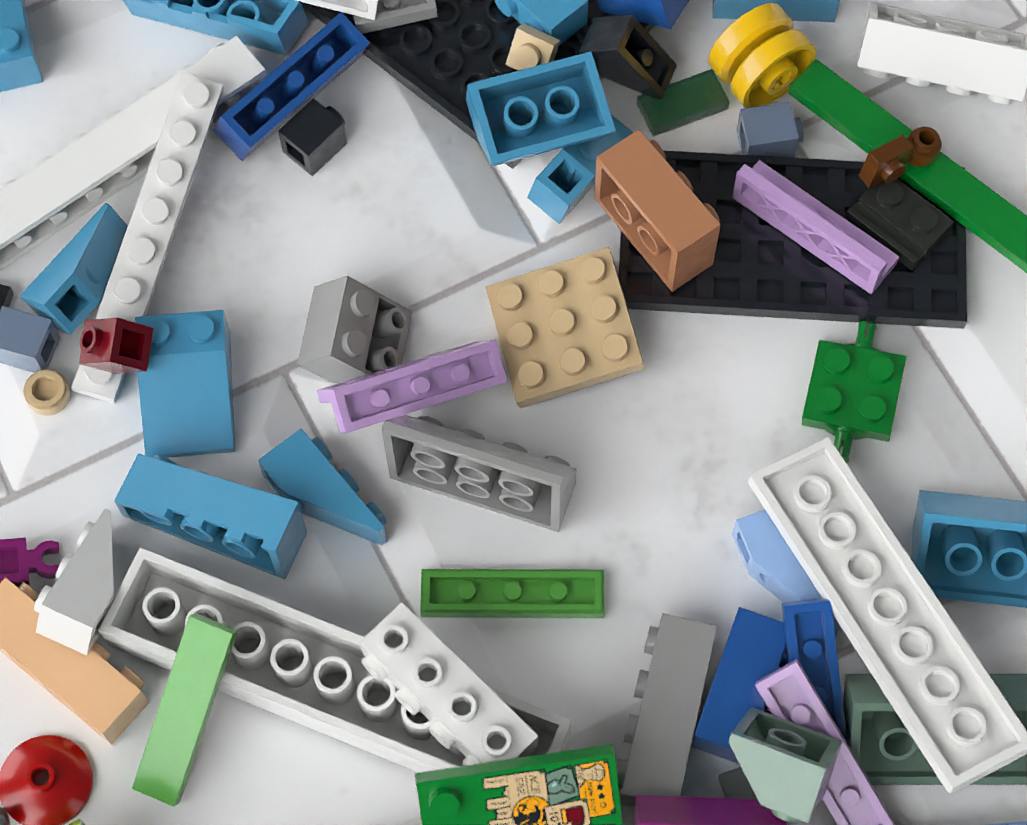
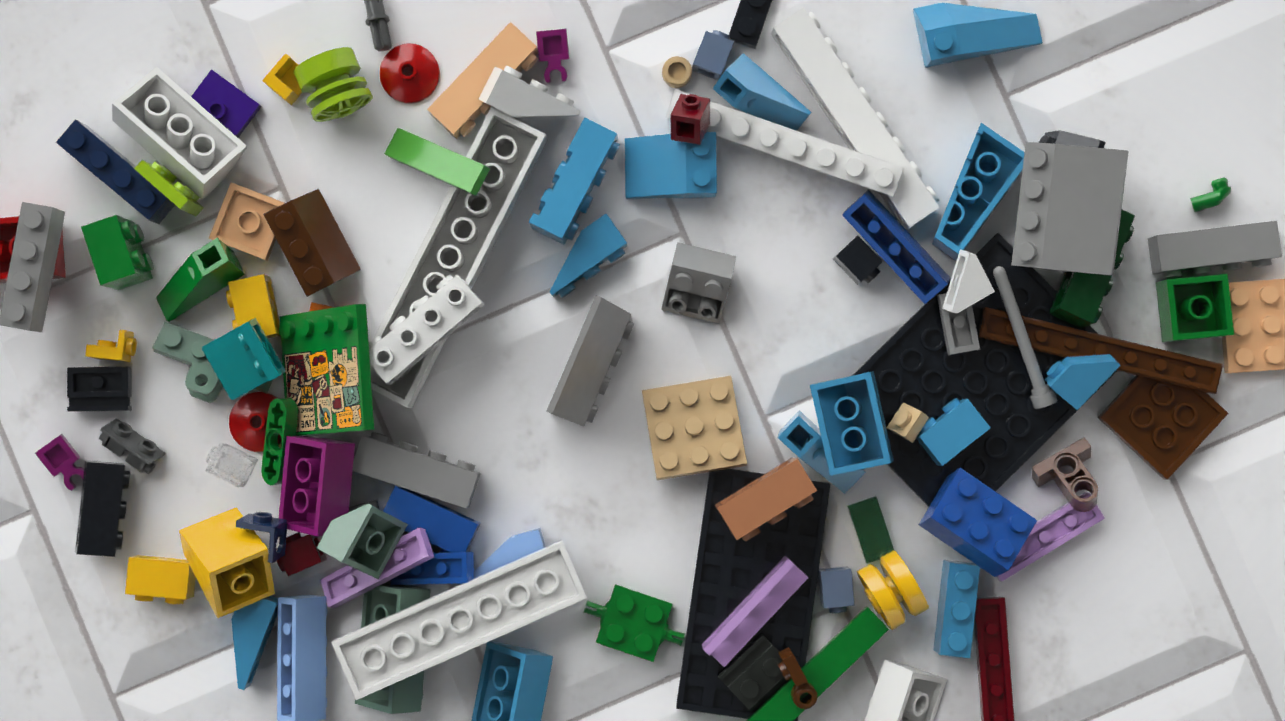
camera: 90 degrees right, 20 degrees up
(414, 385) = (653, 320): lavender fence -> none
(512, 593) = (508, 377): bright green tile -> none
(629, 55) = (900, 491): black slope -> none

